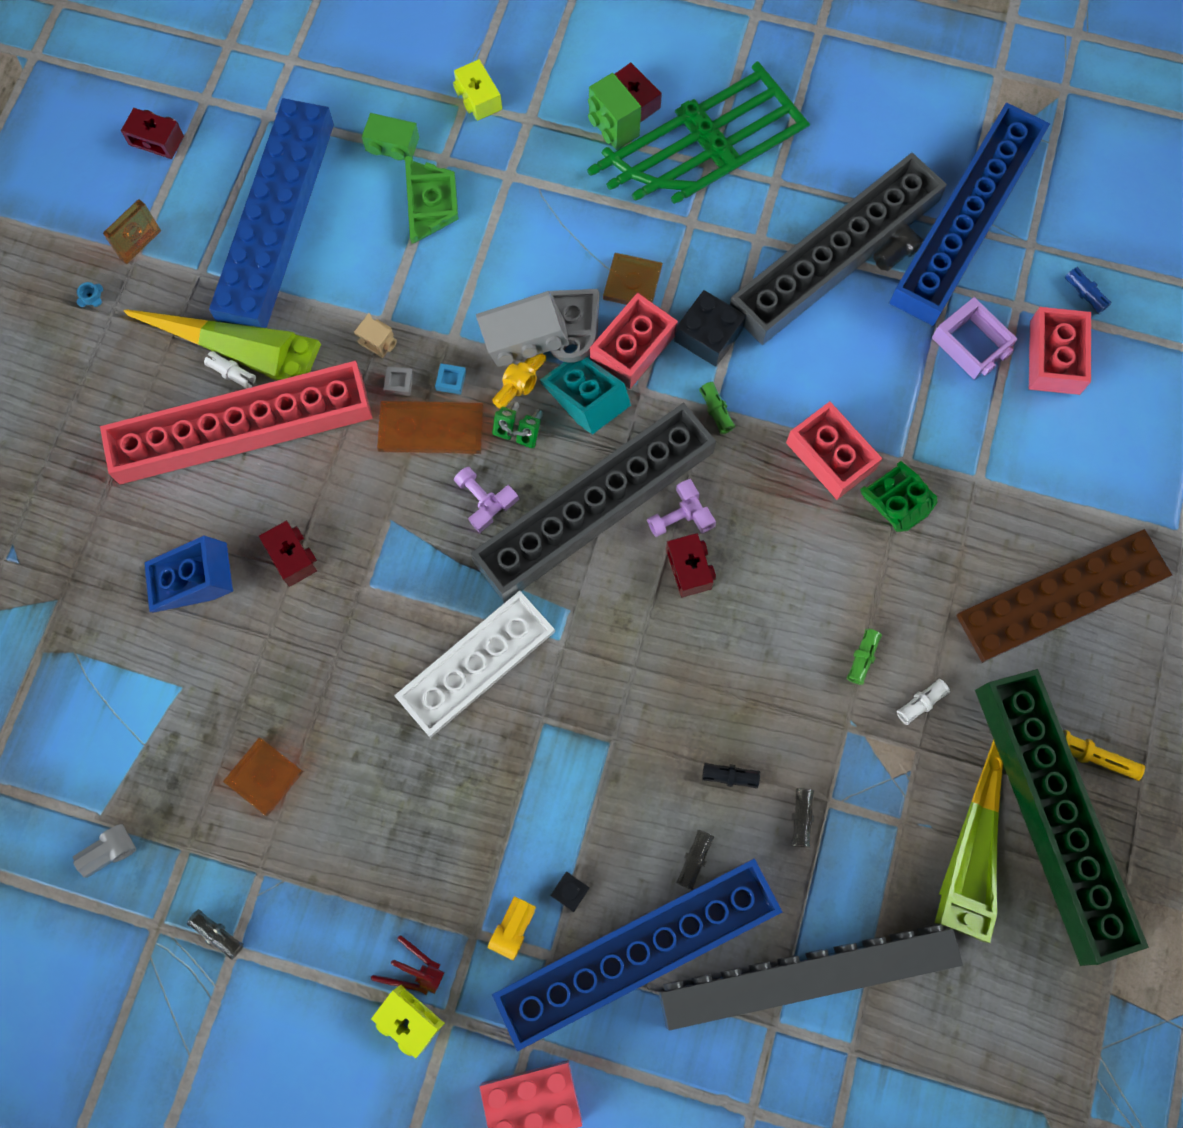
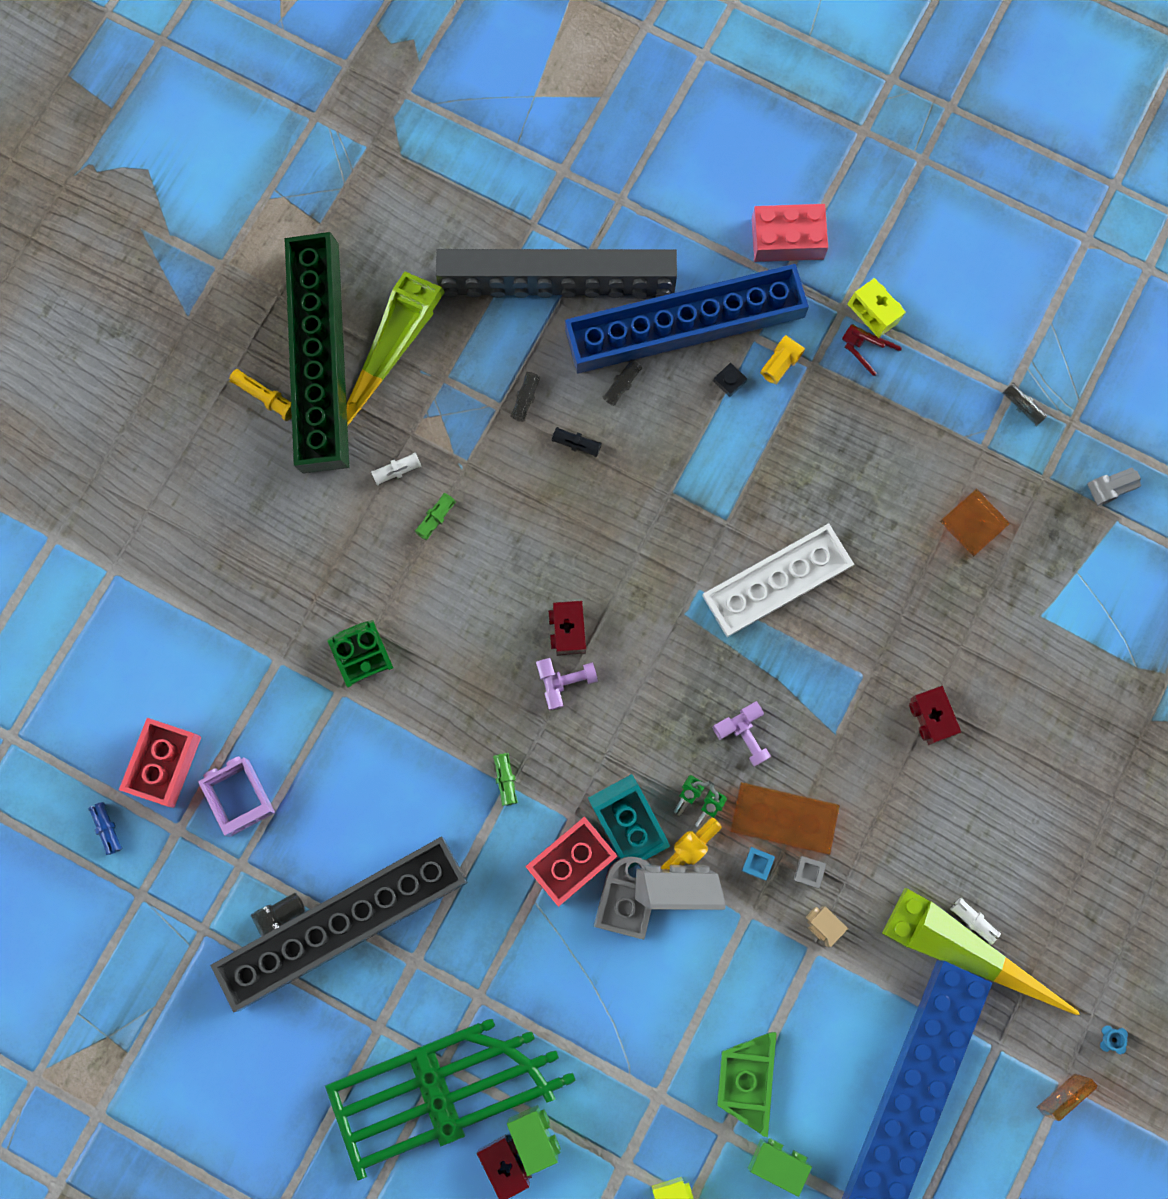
camera: 170 degrees left, 5 degrees up
(188, 575) = (1029, 713): blue slope -> none
(235, 423) = (973, 855): coral brick -> none
(593, 502) = (643, 703): dark grey brick -> none
(631, 276) = (555, 938): clear orange tile -> none
(709, 328) = (492, 862): black brick -> none
(833, 450) = (408, 706): coral brick -> none
(969, 214) = (191, 937): blue brick -> none
(1063, 595) = (240, 535): reddish brown plate -> none

